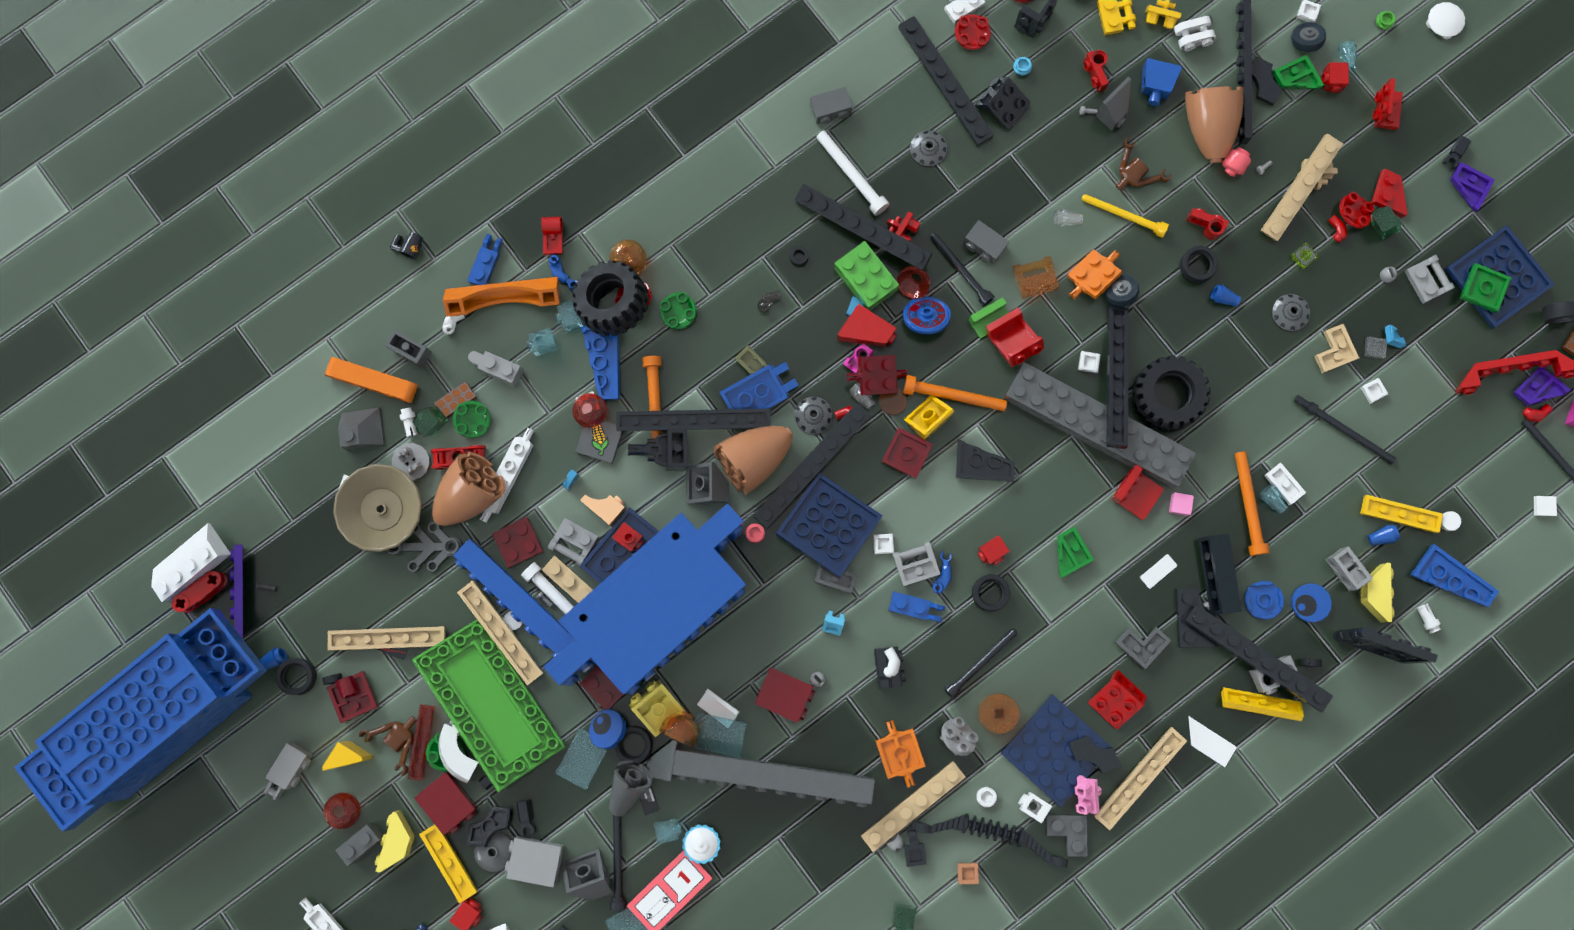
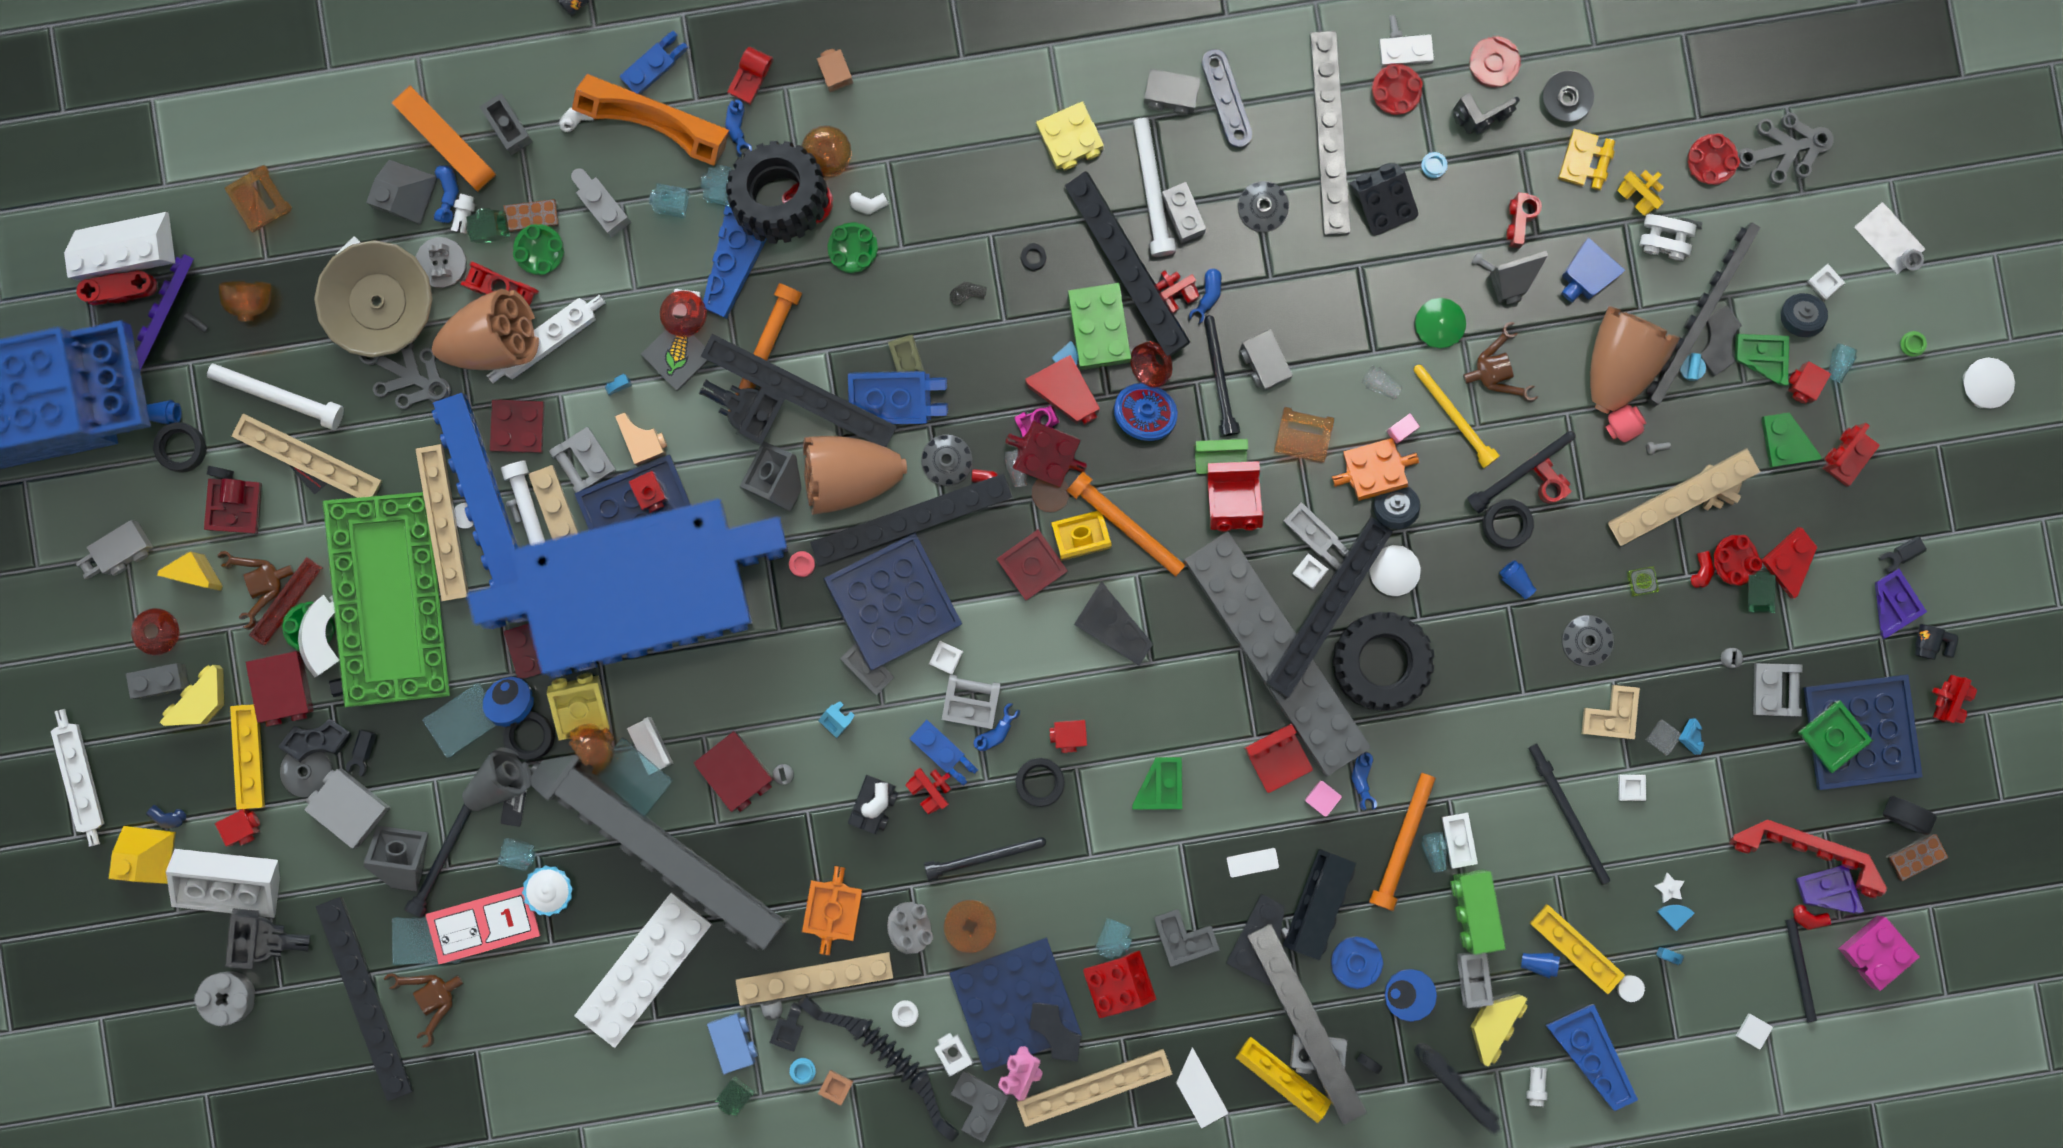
camera: 25 degrees right, 5 degrees up
(263, 489) = (251, 204): none -> clear orange plate
(290, 553) = (245, 298): none -> clear orange cylinder
(387, 601) = (328, 414): none -> white piece
(393, 411) = (451, 191): none -> blue arm
(606, 203) = (834, 69): none -> nougat brick
(672, 279) = (866, 205): none -> white arm
(781, 168) = (1070, 136): none -> light yellow plate
(794, 864) = (643, 970): none -> white plate
(868, 92) = (1226, 98): none -> plate
(881, 176) = (1183, 212): none -> brick
(881, 881) = (732, 1042): none -> medium blue brick
(927, 219) = (1212, 292): none -> blue arm
(929, 641) = (921, 780): none -> red hips
(939, 874) = (802, 1071): none -> medium azure plate
(1079, 336) = (1314, 533): none -> light grey hinge
(1082, 161) = (1440, 323): none -> green dish
(1097, 239) = (1403, 429): none -> bright pink piece
(1097, 671) = (1113, 939): none -> clear light blue brick
(1144, 332) = (1395, 571): none -> white dish
(1173, 258) = (1481, 499): none -> black piece
(1196, 477) = (1359, 778): none -> blue arm
(1258, 105) = (1693, 367): none -> medium azure plate
(1326, 523) = (1477, 912): none -> bright green brick
(1342, 121) = (1787, 441): none -> green wing
(1436, 442) = (1669, 888): none -> white piece
(1450, 458) = (1675, 915): none -> dark azure tile
(1461, 486) = (1670, 956): none -> dark azure tile
(1507, 196) = (1930, 640): none -> black piece
(1543, 225) = (1951, 698): none -> red hips

